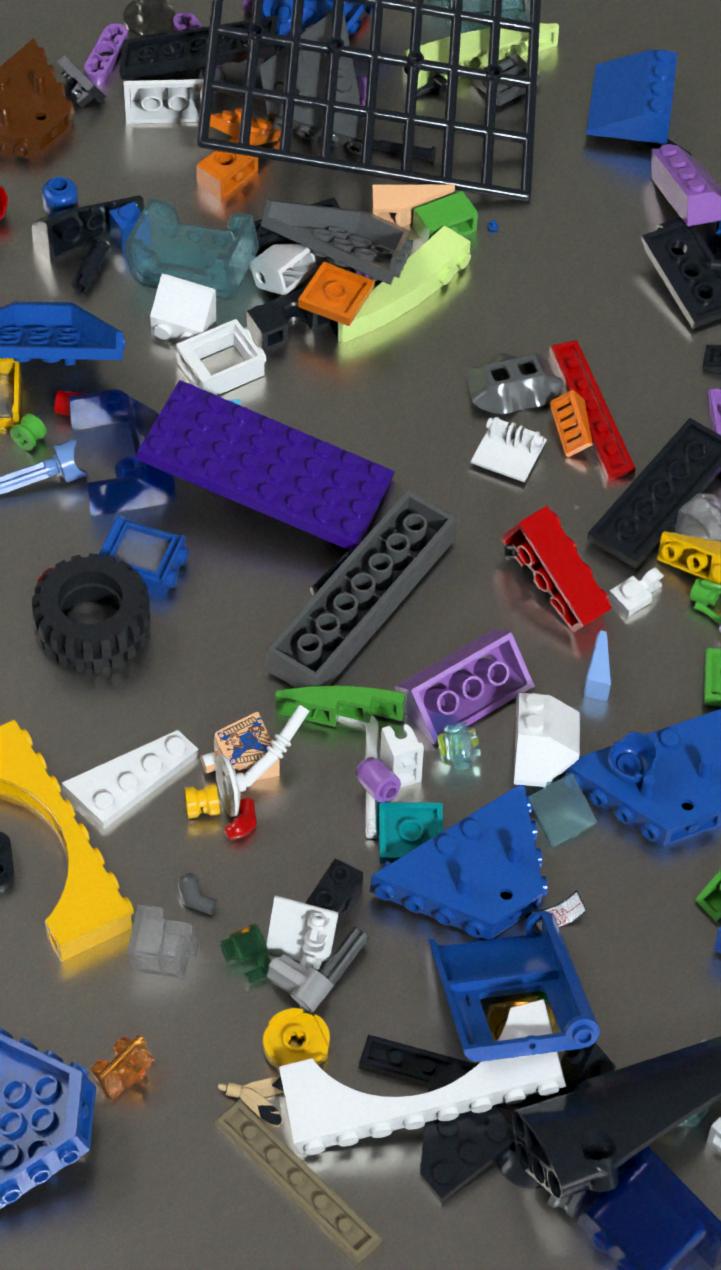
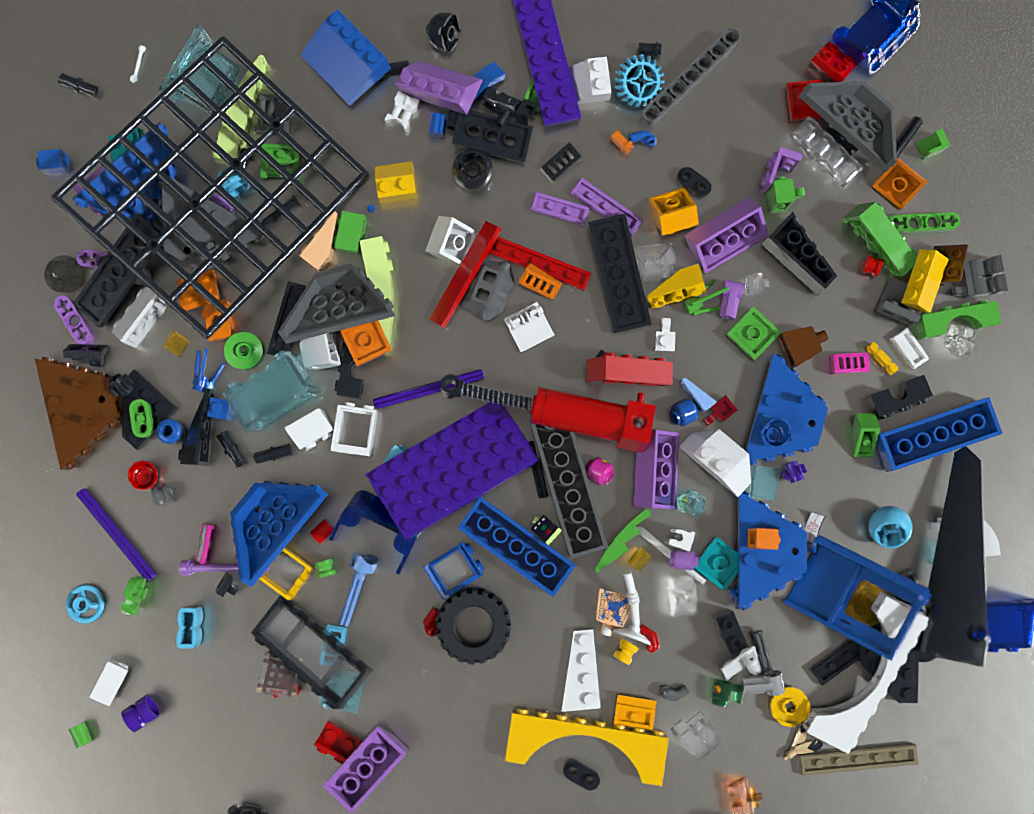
camera: 50 degrees left, 30 degrees up
(51, 161) = (139, 419): none -> bright green plate
(70, 157) = (160, 405): none -> black plate
(72, 121) = (120, 385): none -> black gear
(121, 306) = (272, 453): none -> black axle
(132, 864) = (634, 712): none -> light orange plate
(146, 188) = (201, 382): none -> blue plant
(165, 152) = (176, 343): none -> clear yellow tile
(210, 194) = (244, 359): none -> bright green dish
(230, 597) = (516, 546): none -> blue brick
(277, 613) = (545, 528): none -> black slope
(331, 814) = (686, 586): none -> clear brick
(334, 741) = (639, 559): none -> clear yellow piece
(338, 402) = (423, 390): none -> dark purple axle
(392, 87) = (235, 184): none -> medium azure piece
(404, 626) = (599, 471): none -> dark pink head
(467, 111) = (283, 155): none -> bright green plate
(486, 832) = (763, 539): none -> orange brick
(488, 589) = (626, 424): none -> red piece
(507, 347) = (465, 274): none -> red tile
(533, 314) = (450, 240): none -> white slope
(542, 226) = (395, 182): none -> yellow slope
(564, 667) = (684, 412): none -> blue head
(606, 706) = (721, 410): none -> dark red plate
(608, 834) = (794, 471): none -> dark purple gear
(631, 983) = (890, 527): none -> medium azure wheel
(632, 274) = (481, 179): none -> black wheel
(640, 178) = (405, 103): none -> white piece
(648, 220) = (437, 124): none -> blue piece
(677, 392) = (559, 209): none -> medium lavender tile

